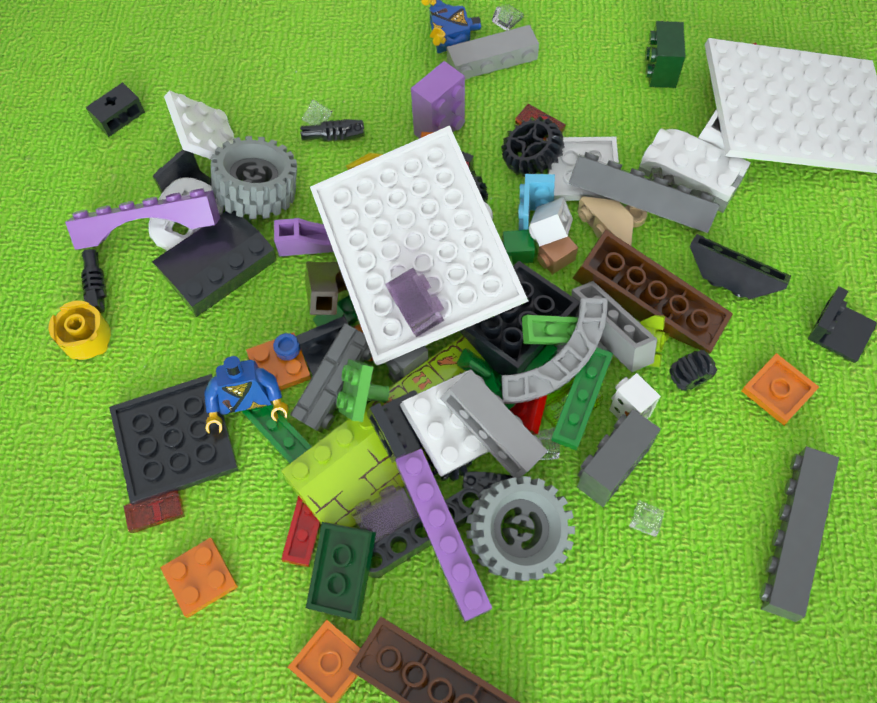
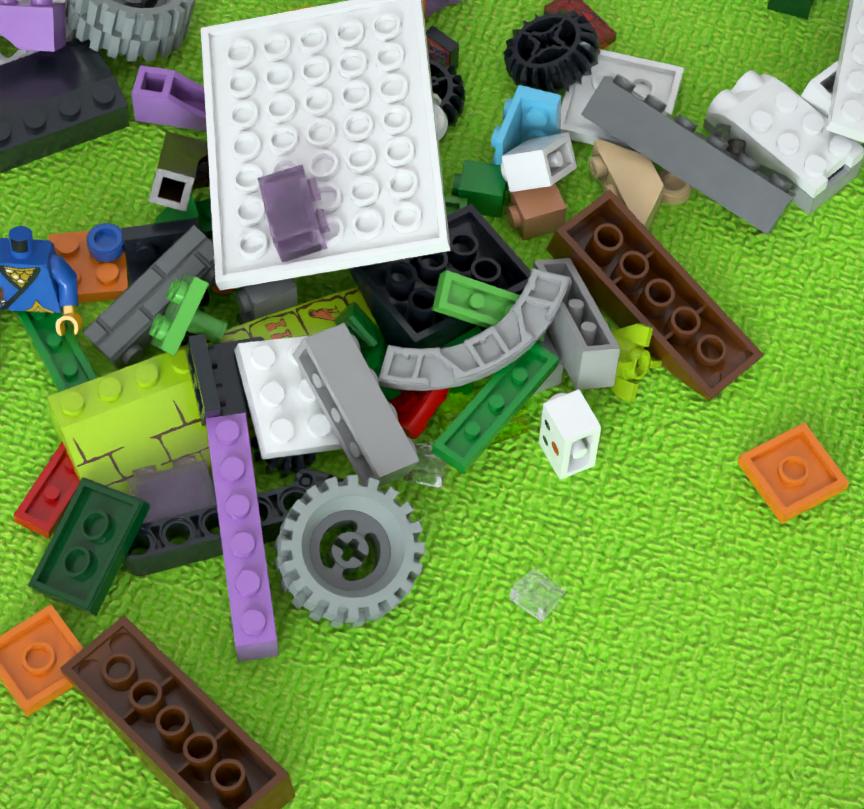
camera: 10 degrees right, 5 degrees down
(616, 457) = (519, 499): dark grey brick -> none
(693, 370) = (671, 413): black gear -> none
(736, 271) = (785, 292): black wedge -> none
(799, 535) = (744, 663): dark grey brick -> none

